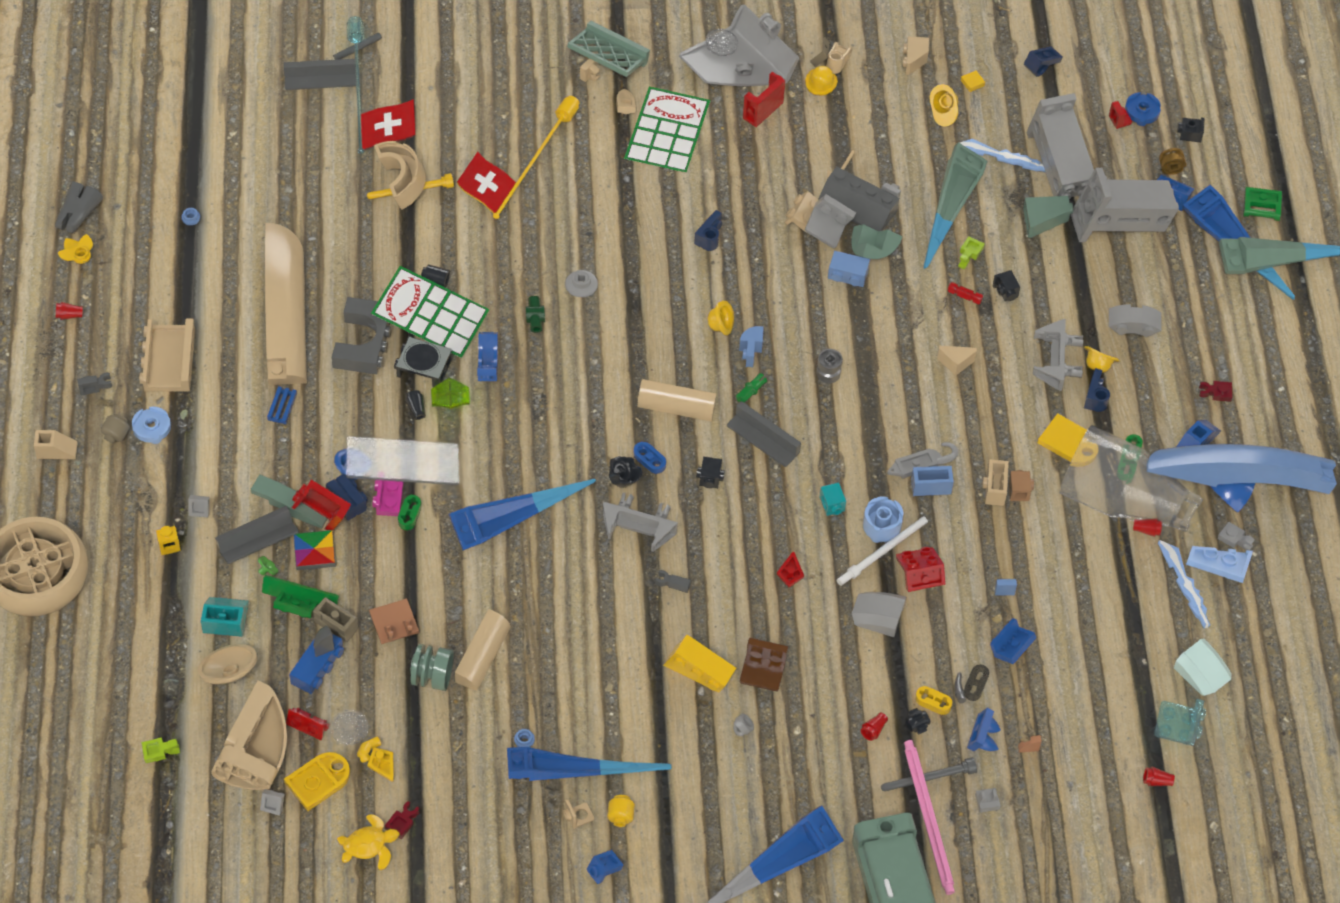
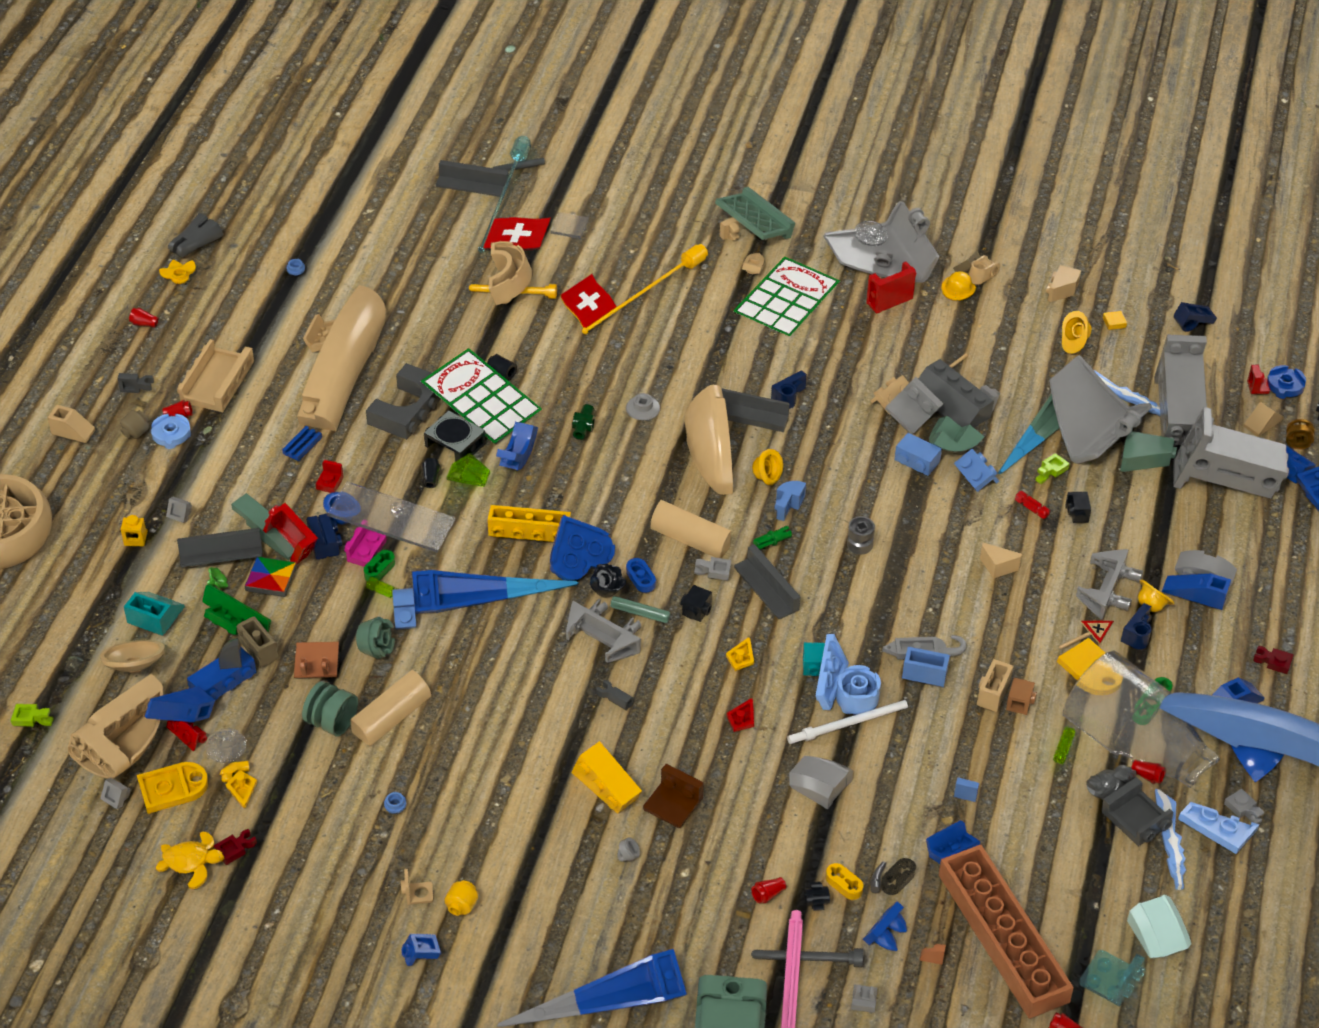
camera: 20 degrees right, 10 degrees down
(149, 400) = (182, 407): none -> red cone
(250, 284) = (317, 333): none -> tan bracket
(301, 703) = (184, 705): none -> blue slope
(324, 433) = (330, 476): none -> red bracket
(425, 534) = (380, 587): none -> clear neon green axle
(433, 102) = (569, 225): none -> clear piece
(440, 586) = (375, 638): none -> sand green cone
(453, 549) = (404, 608): none -> medium blue brick
(531, 434) = (524, 523): none -> yellow brick
(544, 765) = (400, 831): blue plate -> none
(587, 448) = (579, 548): none -> blue plate
(661, 491) = (640, 609): none -> sand green axle
(662, 304) = (709, 438): none -> tan panel
(681, 262) = (756, 410): none -> dark grey panel
(713, 432) = (716, 568): none -> light grey plate
(767, 512) = (741, 655): none -> yellow piece
(854, 509) = (832, 665): none -> light blue wing
(905, 272) = (975, 469): none -> medium blue bracket
(922, 568) = (882, 749): red bracket -> none
(988, 187) = (1090, 412): none -> light grey panel
(1060, 402) = (1095, 628): none -> piece
(1070, 521) = (1064, 745): none -> clear neon green axle
(1082, 707) = (1005, 931): none -> nougat brick
(1121, 547) = (1109, 781): none -> dark grey hair
(1134, 153) = (1262, 419): none -> tan slope
(1135, 340) = (1199, 588): none -> blue slope
(1151, 569) = (1136, 813): none -> dark grey panel

